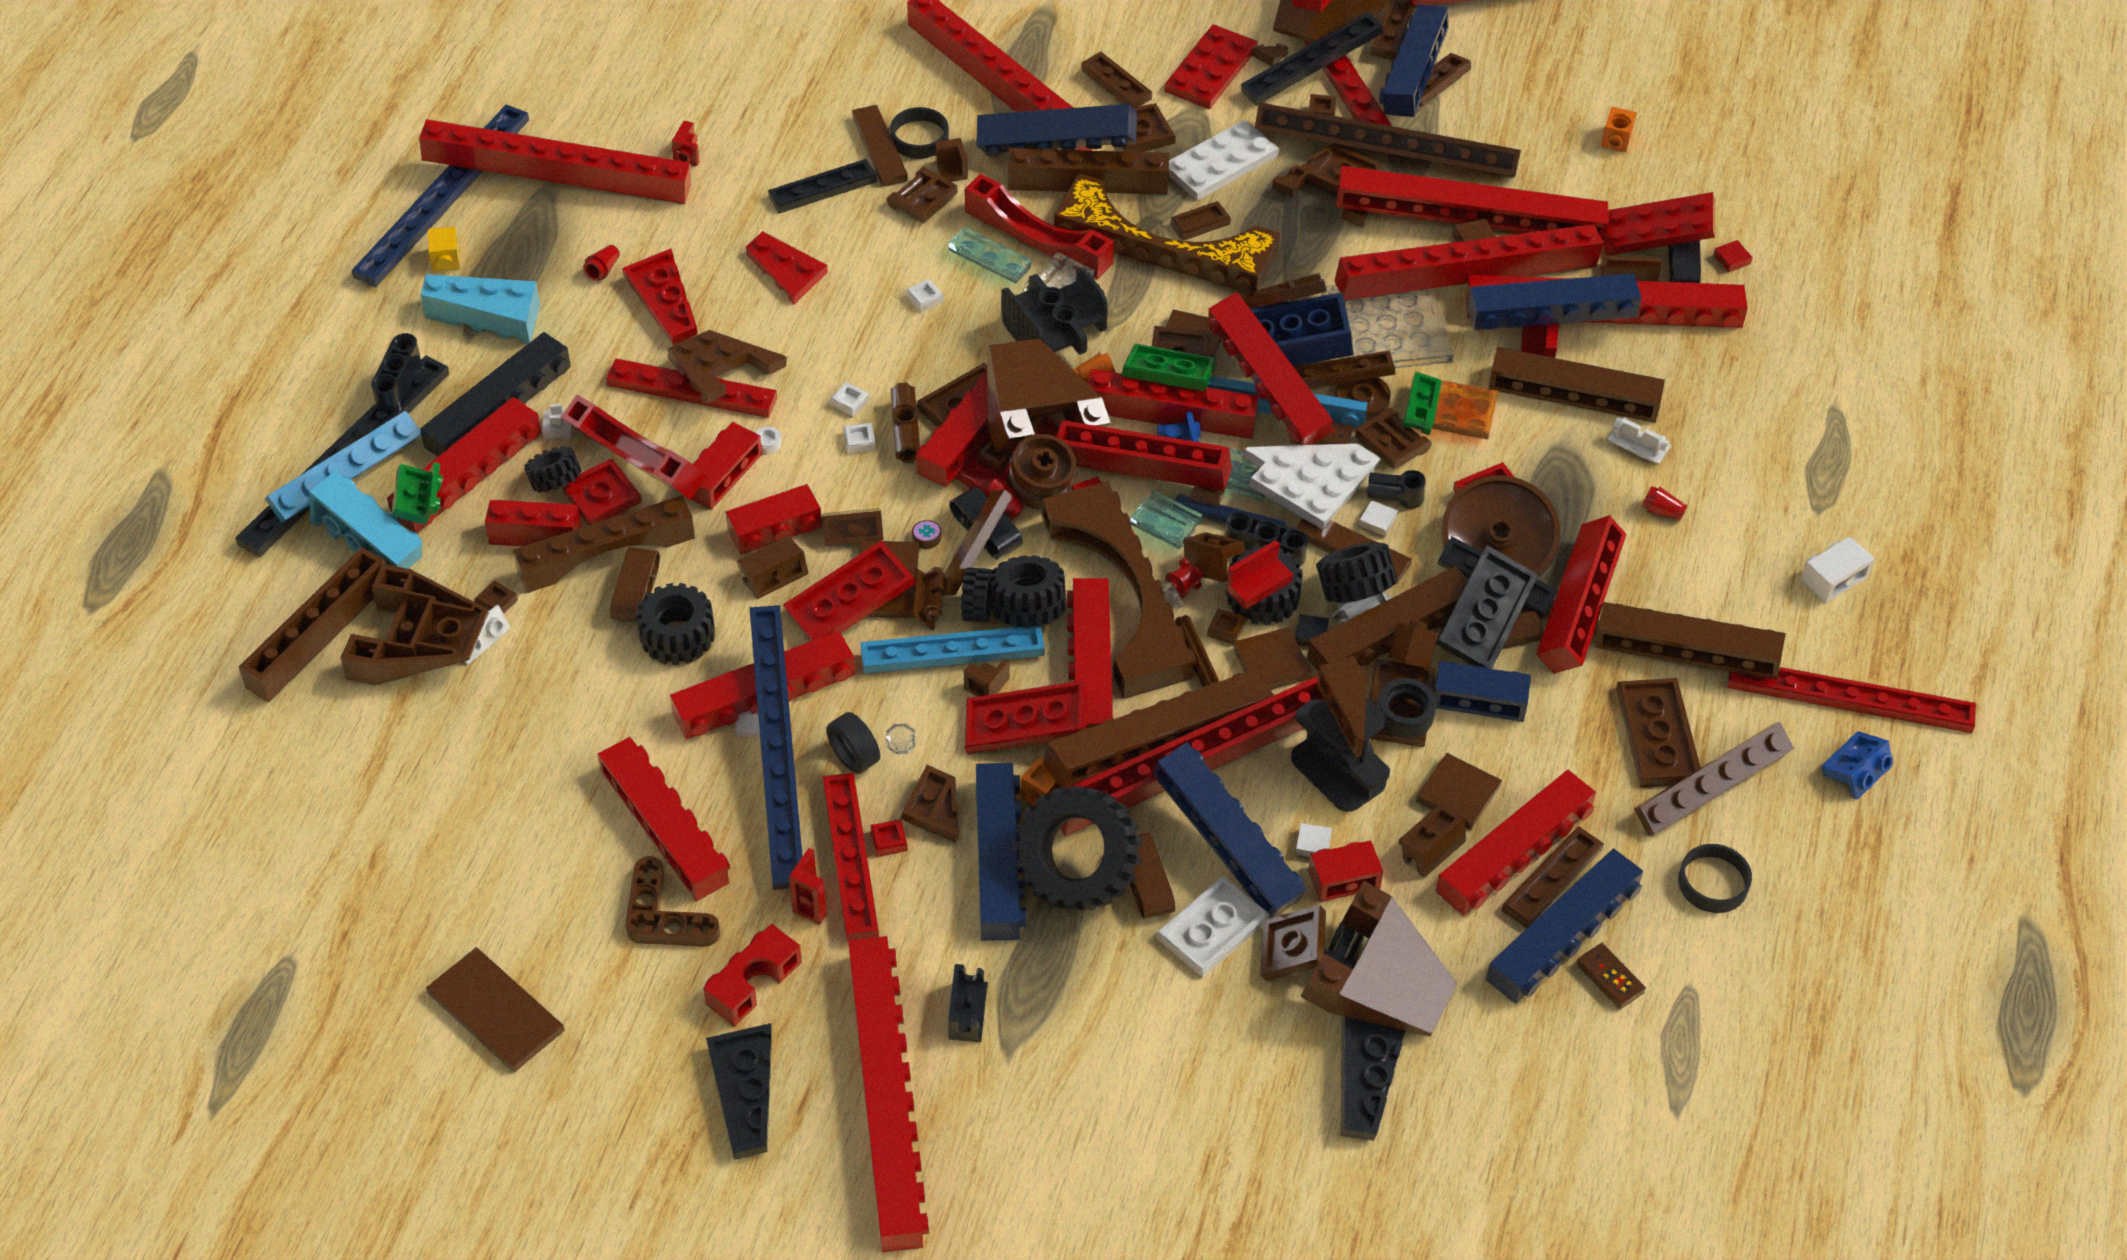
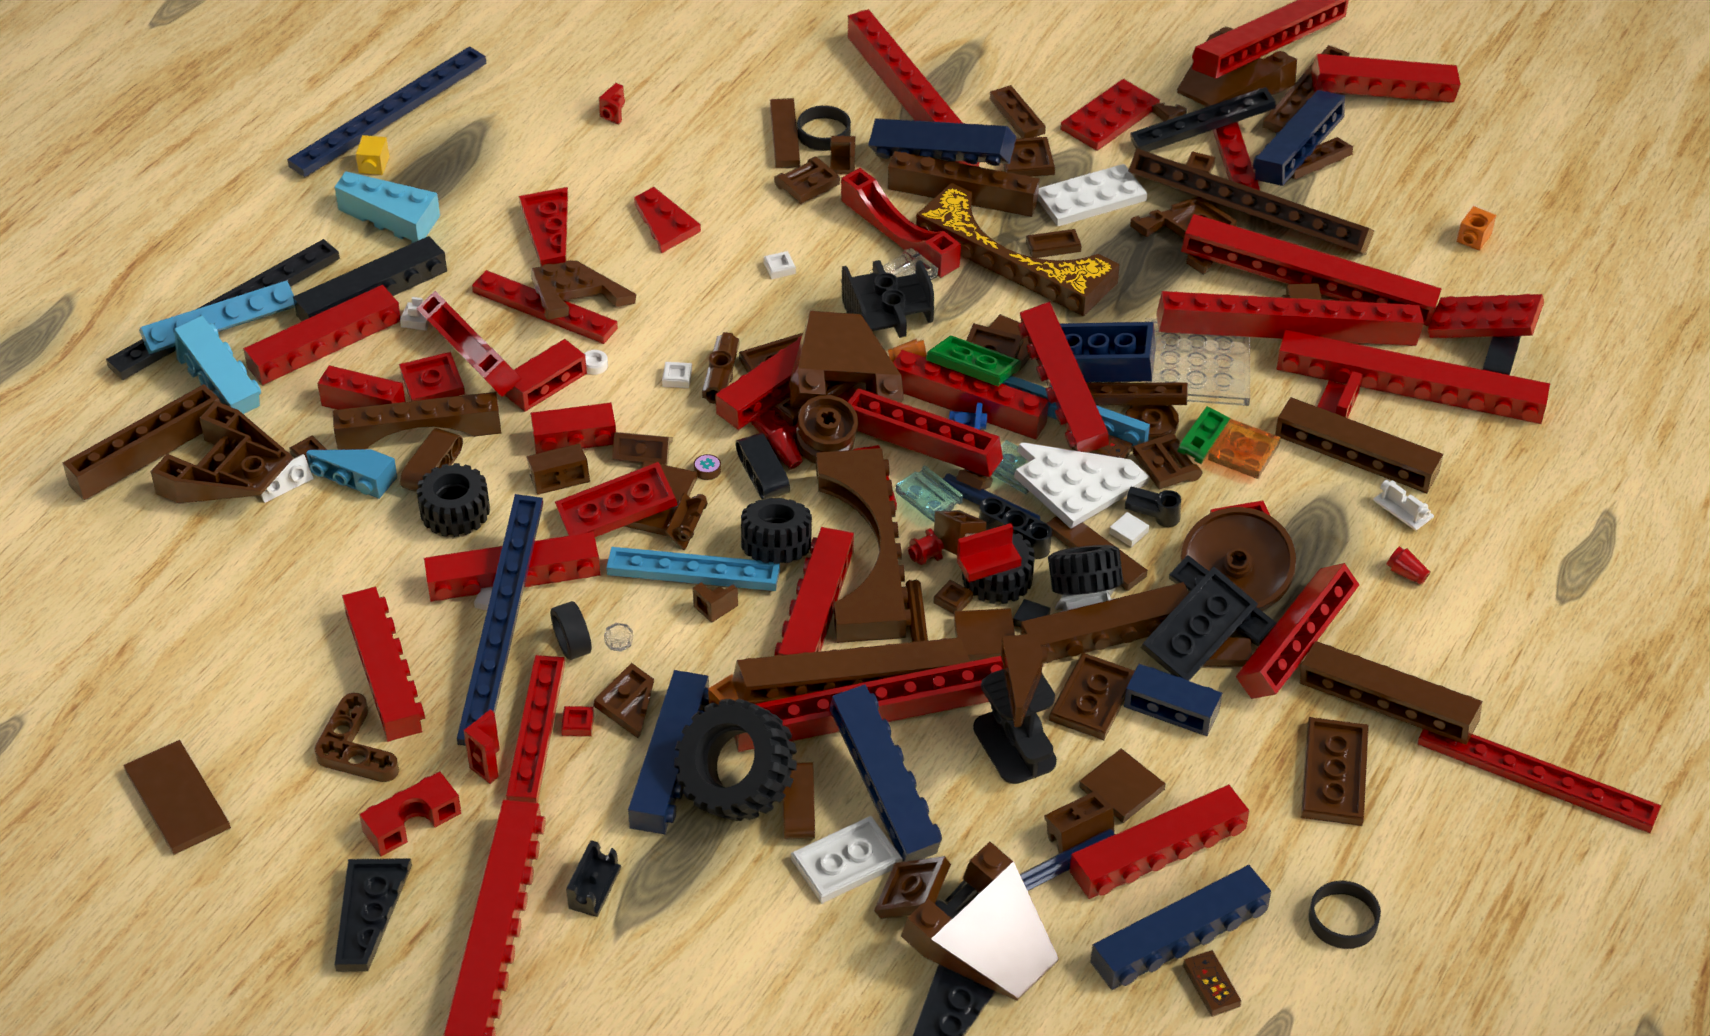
camera: 15 degrees right, 5 degrees down
(396, 372) = (289, 247): black beam -> none
(416, 493) = (265, 348): green bracket -> none
(552, 469) = (395, 351): black tyre -> none
(555, 161) = (493, 98): red brick -> none
(558, 609) = (358, 469): none -> dark azure slope
(600, 263) = (502, 189): red cone -> none
(822, 186) = (722, 158): black tile -> none
(849, 399) = (680, 340): white tile -> none
(975, 540) = (741, 479): reddish brown tile -> none
(976, 595) = (726, 525): black tyre -> none
(990, 255) = (849, 240): clear light blue plate -> none
(1025, 716) = (735, 637): red tile -> none
(1172, 595) = (909, 560): clear tile -> none
(1285, 291) = (1103, 315): reddish brown wing -> none
(1312, 839) = (967, 803): white tile -> none
(1343, 870) = (980, 827): red brick -> none
(1412, 690) = (1094, 682): black tyre -> none
(1413, 644) = (1119, 643): reddish brown brick -> none
(1428, 882) = (1058, 863): none -> dark blue axle
(1552, 877) = (1186, 879): reddish brown tile -> none
(1553, 301) = (1356, 365): dark blue brick -> none
(1643, 267) = (1446, 351): reddish brown panel -> none
(1713, 778) = (1373, 823): plate -> none
(1733, 256) = (1552, 358): red tile -> none
(1837, 569) = (1560, 656): white brick -> none
(1859, 762) = (1524, 838): blue bracket -> none

